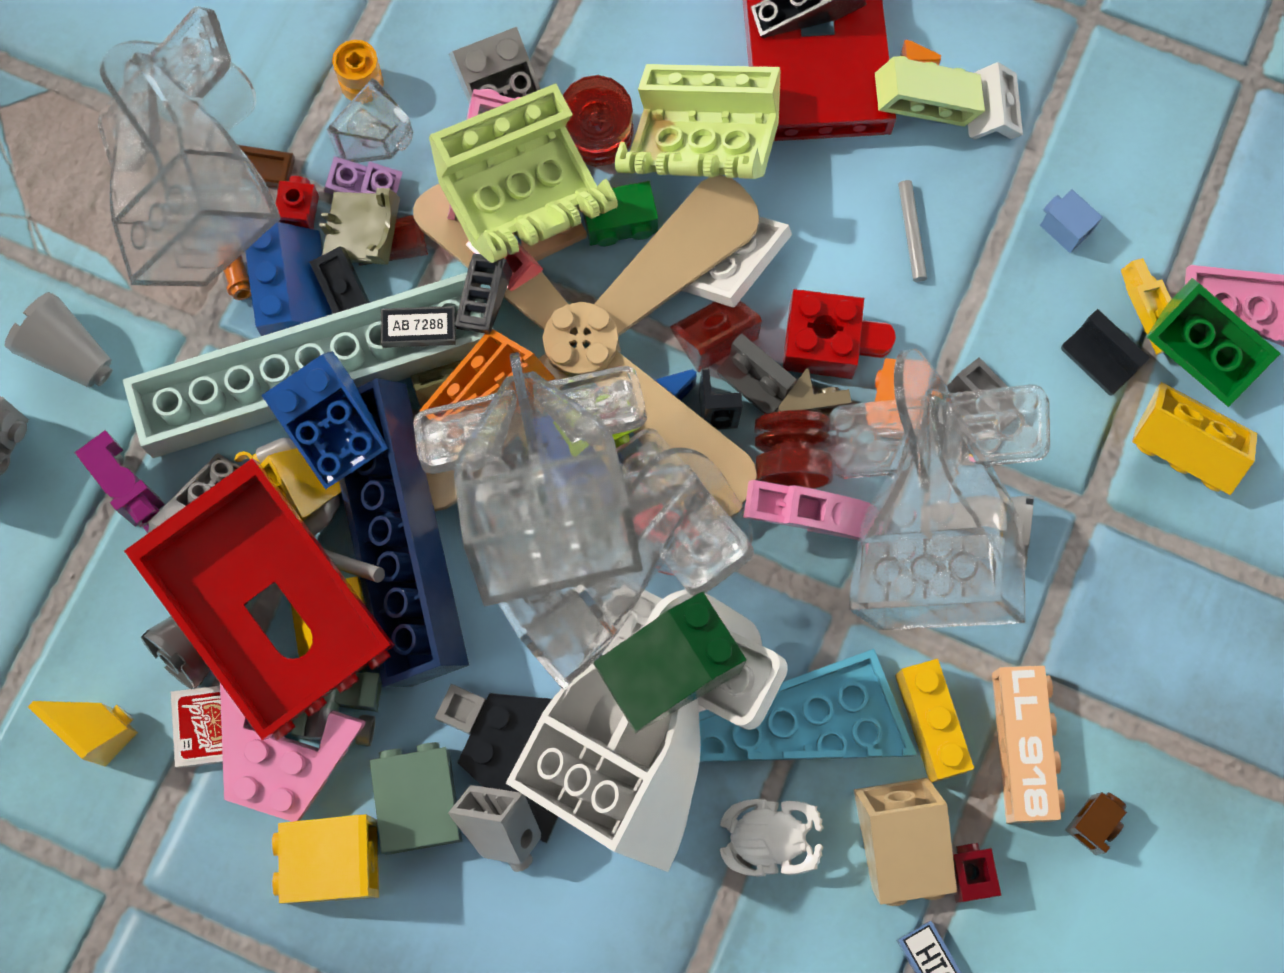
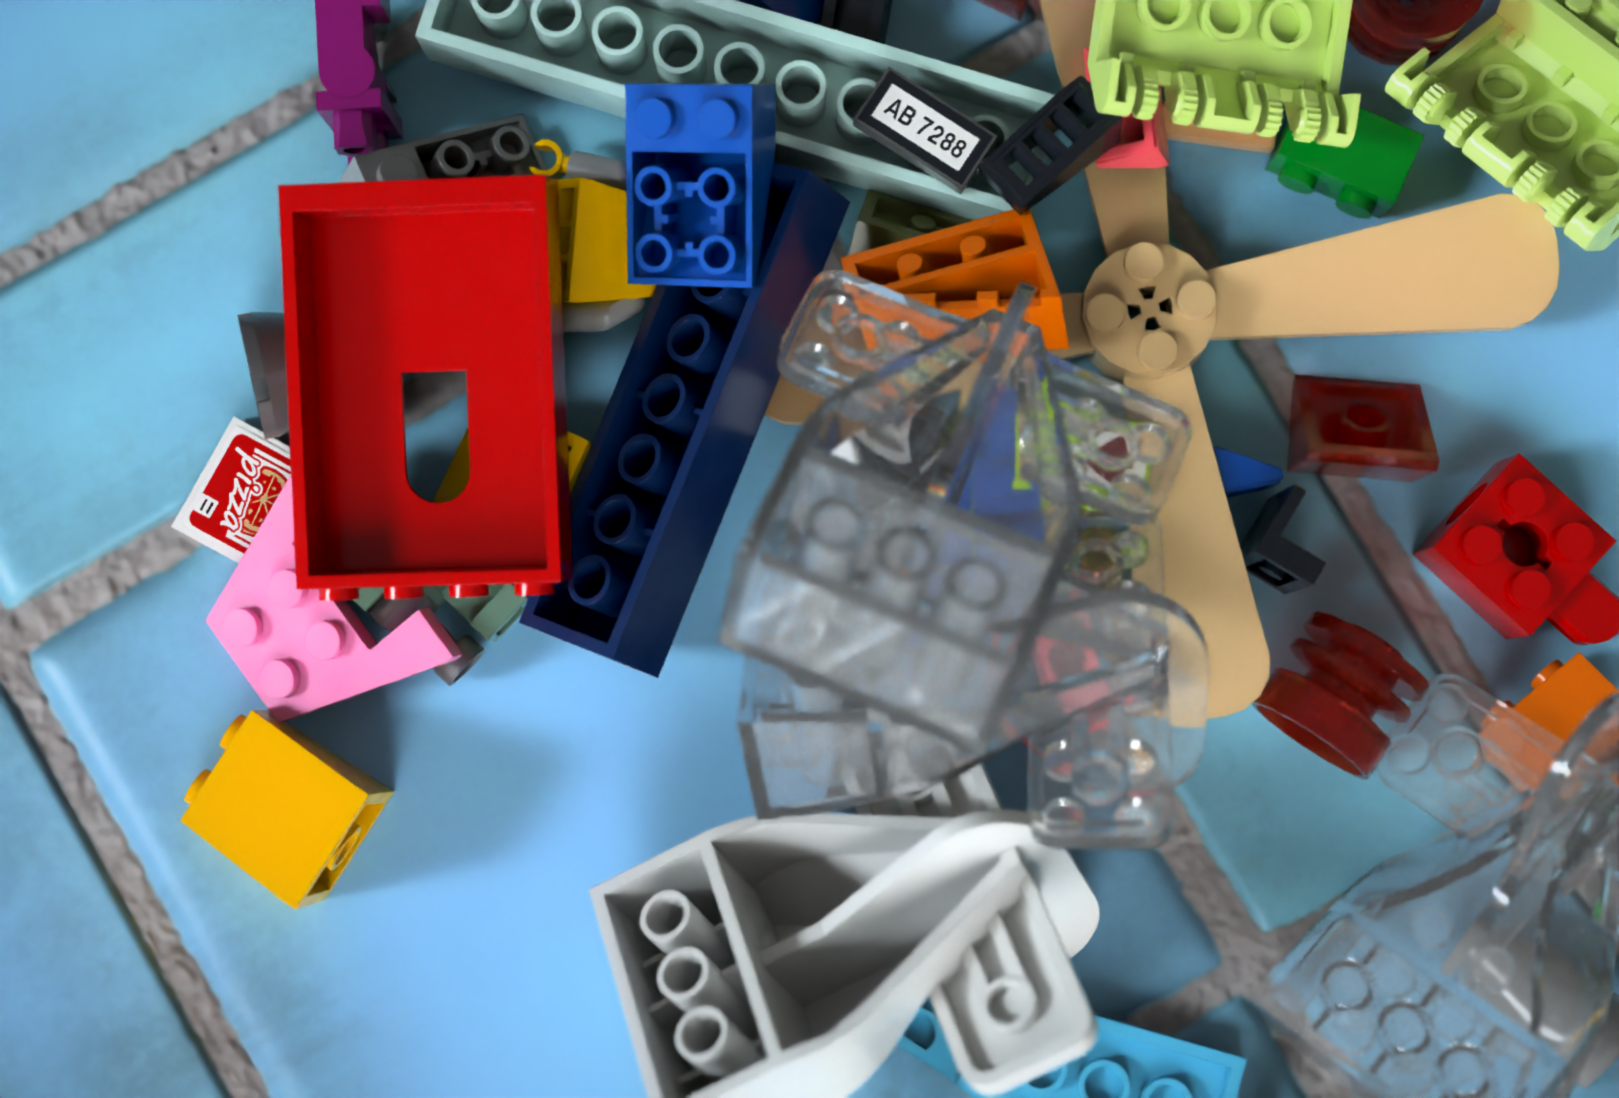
camera: 40 degrees right, 10 degrees up
(88, 728) = (81, 394): yellow slope -> none
(357, 567) = (593, 419): light grey bar -> none
(414, 798) = (460, 806): sand green brick -> none
(460, 709) = (607, 724): light grey plate -> none
(498, 743) = (631, 813): black wing -> none
(498, 824) = (547, 946): light grey torso -> none
(670, 662) = (927, 920): dark green slope -> none
(738, 272) = (1447, 368): white wing -> none
(756, 375) = (1367, 541): dark grey bracket -> none
(802, 397) = (1409, 628): dark tan slope -> none
(805, 509) = (1294, 796): bright pink slope -> none

